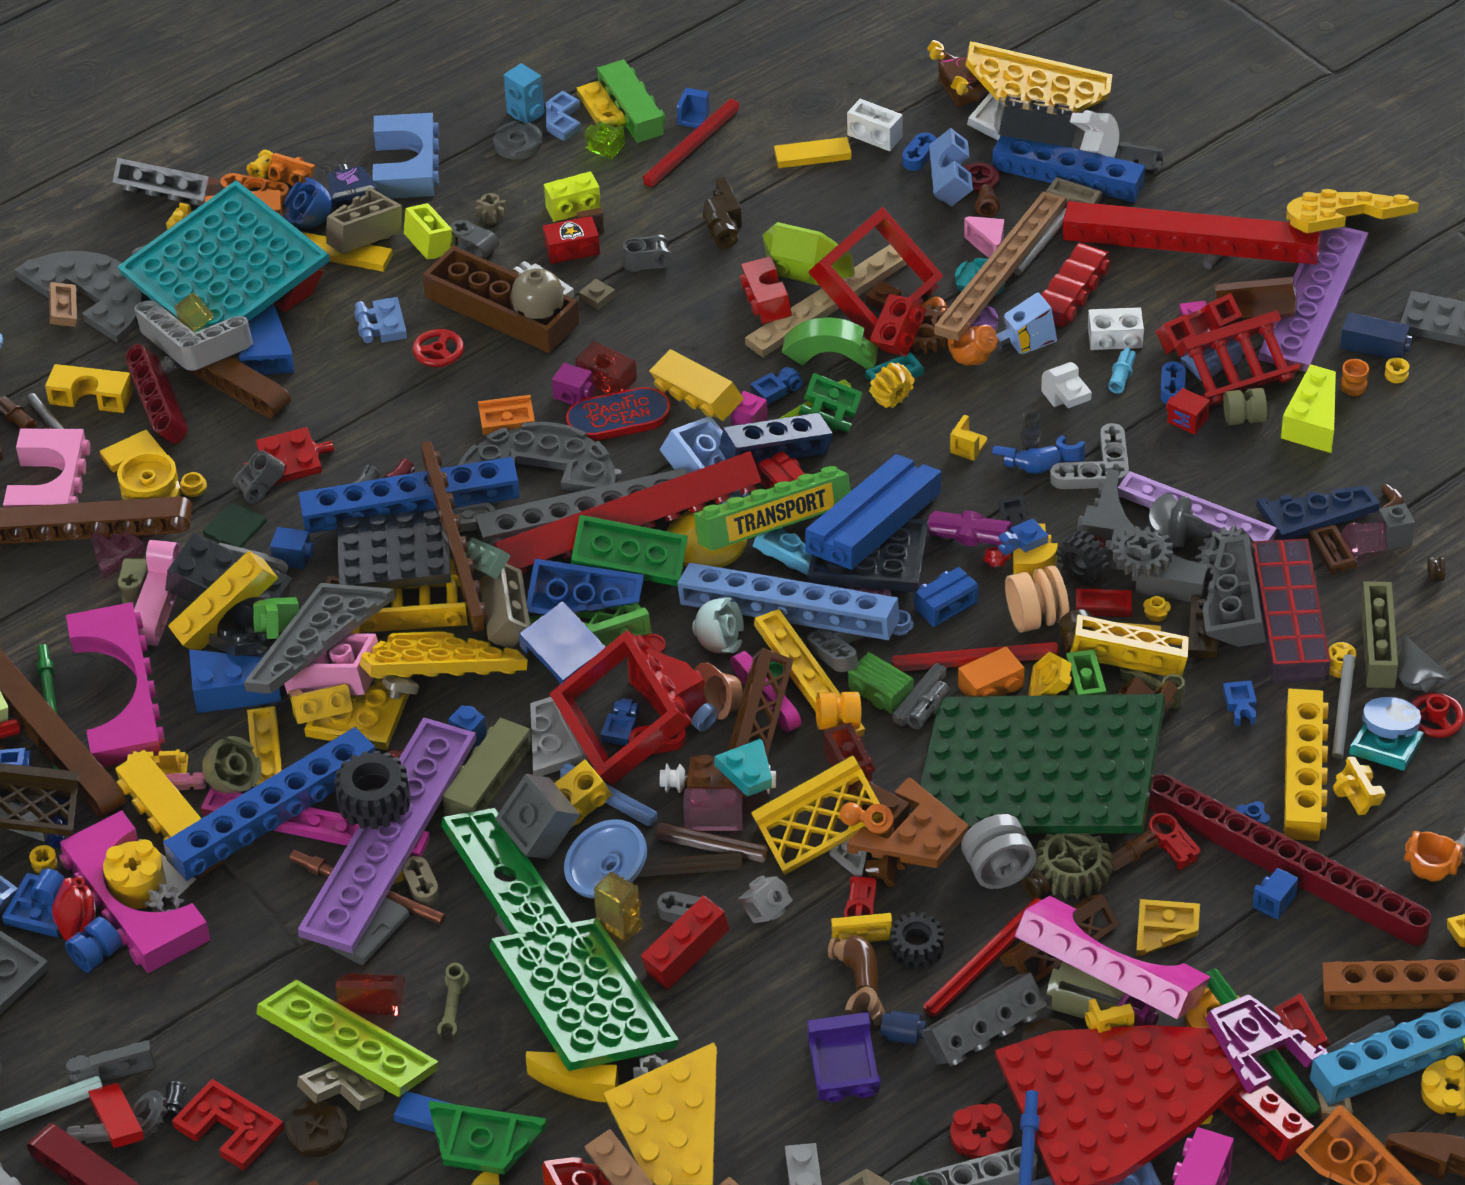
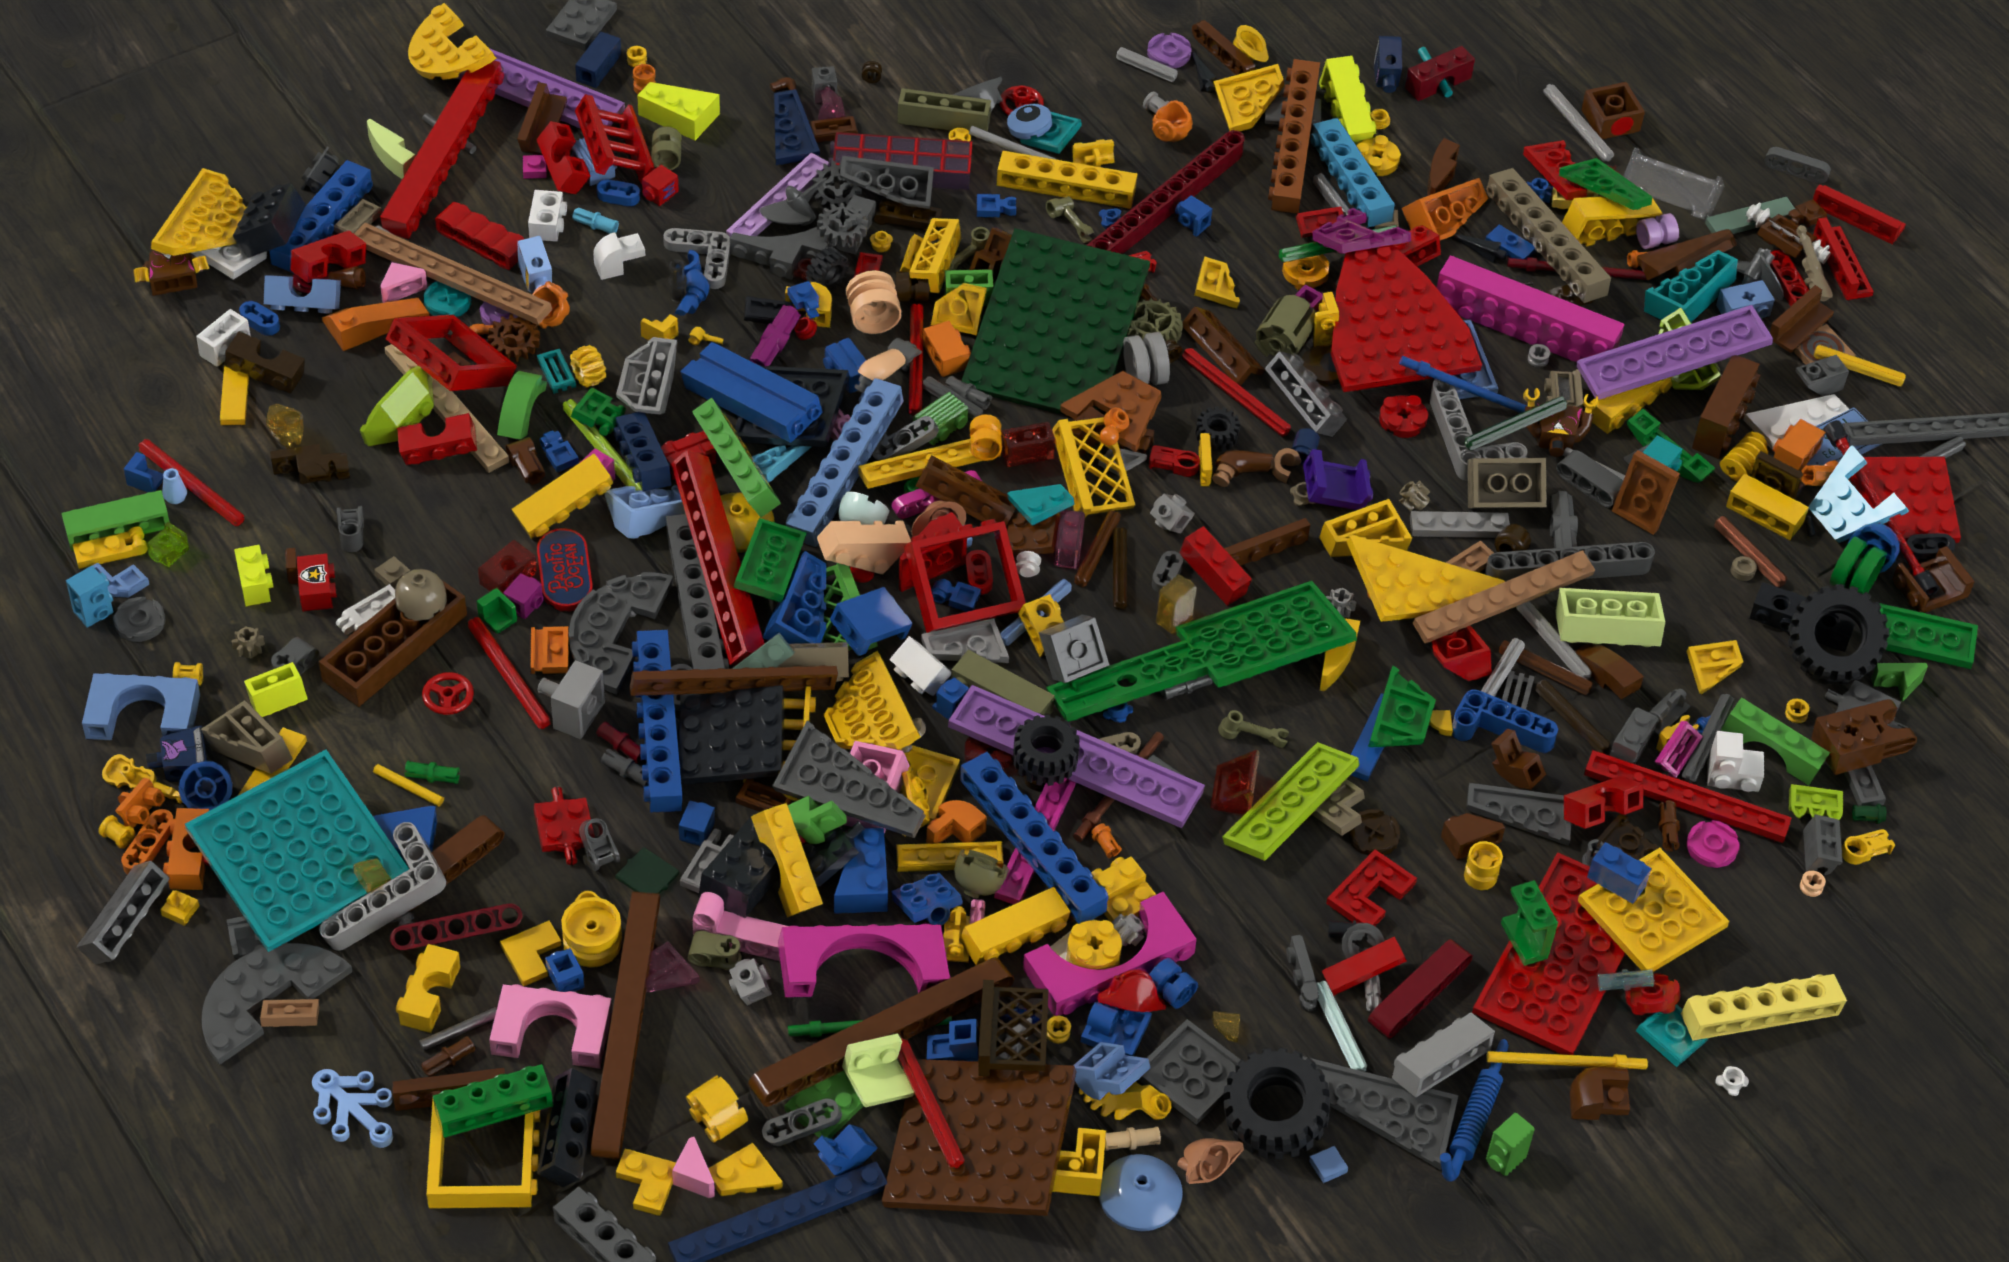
camera: 90 degrees left, 5 degrees up
(48, 1003) = (1227, 1024): none -> clear yellow tile
(91, 598) = (750, 981): none -> light grey brick
(103, 475) = (565, 971): none -> blue brick
(195, 730) = (928, 899): none -> blue plate
(223, 897) = (1125, 887): none -> yellow plate
(289, 879) = (1102, 834): none -> orange pin
(297, 741) = (958, 819): none -> orange brick
(328, 162) = (121, 772): none -> yellow piece
(333, 343) = (408, 785): none -> yellow bar
(347, 356) = (432, 772): none -> green pin
(389, 320) = (384, 738): medium blue plate -> none
(432, 423) = (575, 699): none -> light grey brick
(451, 176) = (188, 671): none -> yellow bush
(466, 879) = (1118, 713): none -> blue plate
(476, 392) = (509, 673): none -> red axle
(508, 695) = (920, 666): none -> white brick
(553, 359) = (496, 610): none -> green panel
(603, 849) = (1130, 596): medium blue dish -> none
(656, 615) = (864, 546): none -> light nougat wedge
(676, 127) = (173, 487): none -> light blue cone
(737, 999) = (1270, 542): none -> reddish brown plate
(763, 359) = (524, 456): none -> reddish brown piece
(764, 184) = (285, 424): none -> clear yellow hat
(765, 1090) = (1375, 522): none -> yellow wedge
(836, 1141) = (1414, 496): none -> dark tan gear
(843, 173) = (281, 372): none -> dark brown arch
(877, 434) = (648, 376): none -> light grey wedge
(898, 325) = (515, 352): red brick -> none
(927, 608) = (883, 365): none -> piece
(932, 225) = (363, 323): none -> orange wedge
(967, 471) = (698, 334): none -> yellow hand
(990, 161) = (342, 249): none -> red arch
(1100, 132) = (303, 179): white brick -> none
(1167, 988) = (1303, 274): arch -> none
(1185, 195) = (390, 148): none -> yellowish green slope
(1255, 764) = (1064, 206): none -> olive brick

